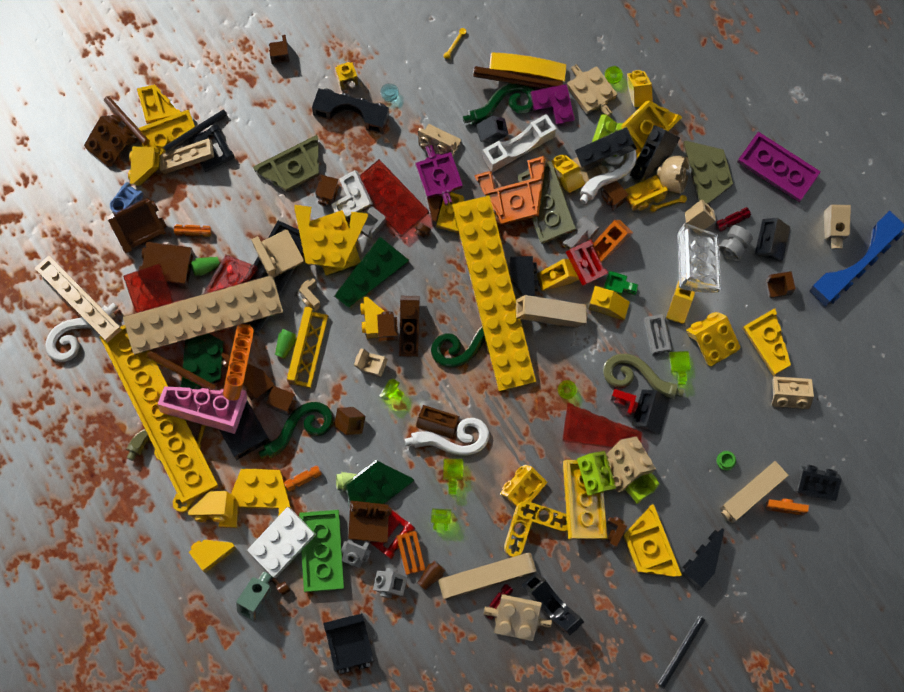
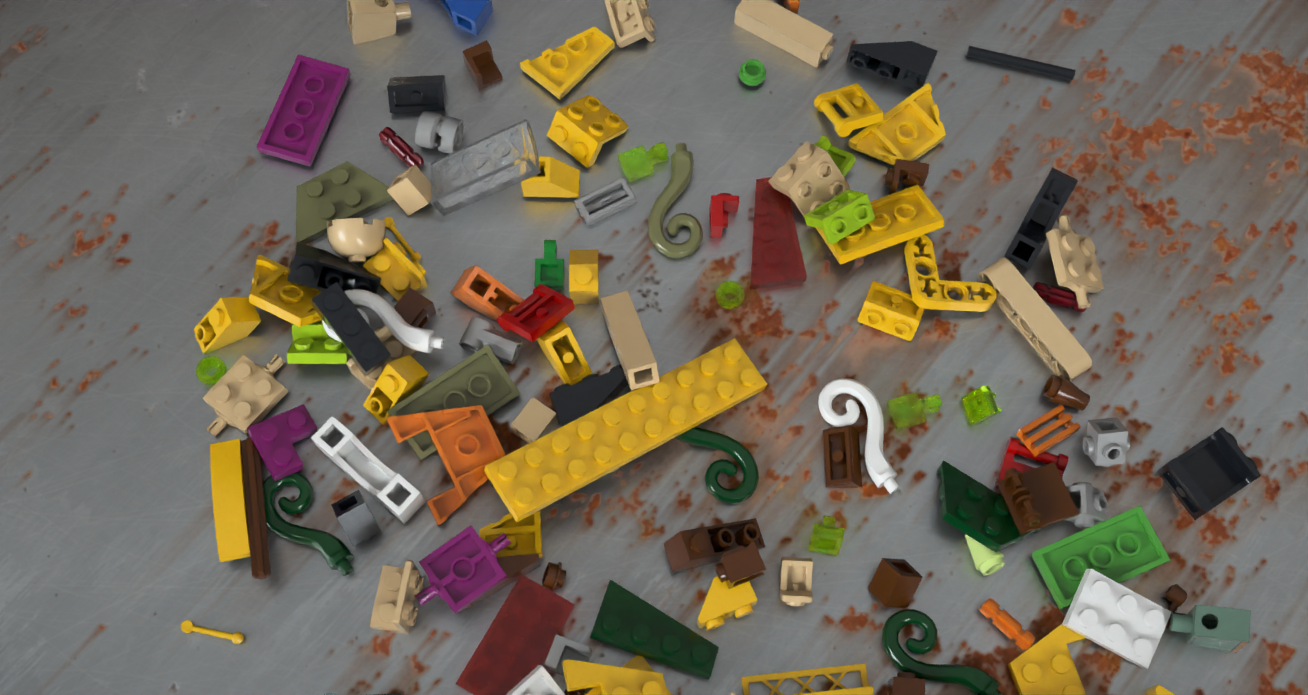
camera: 110 degrees left, 5 degrees down
(518, 243) = (534, 421): none -> tan panel
(651, 411) = (721, 177): black panel -> none
(676, 517) = (856, 105): none -> yellow plate

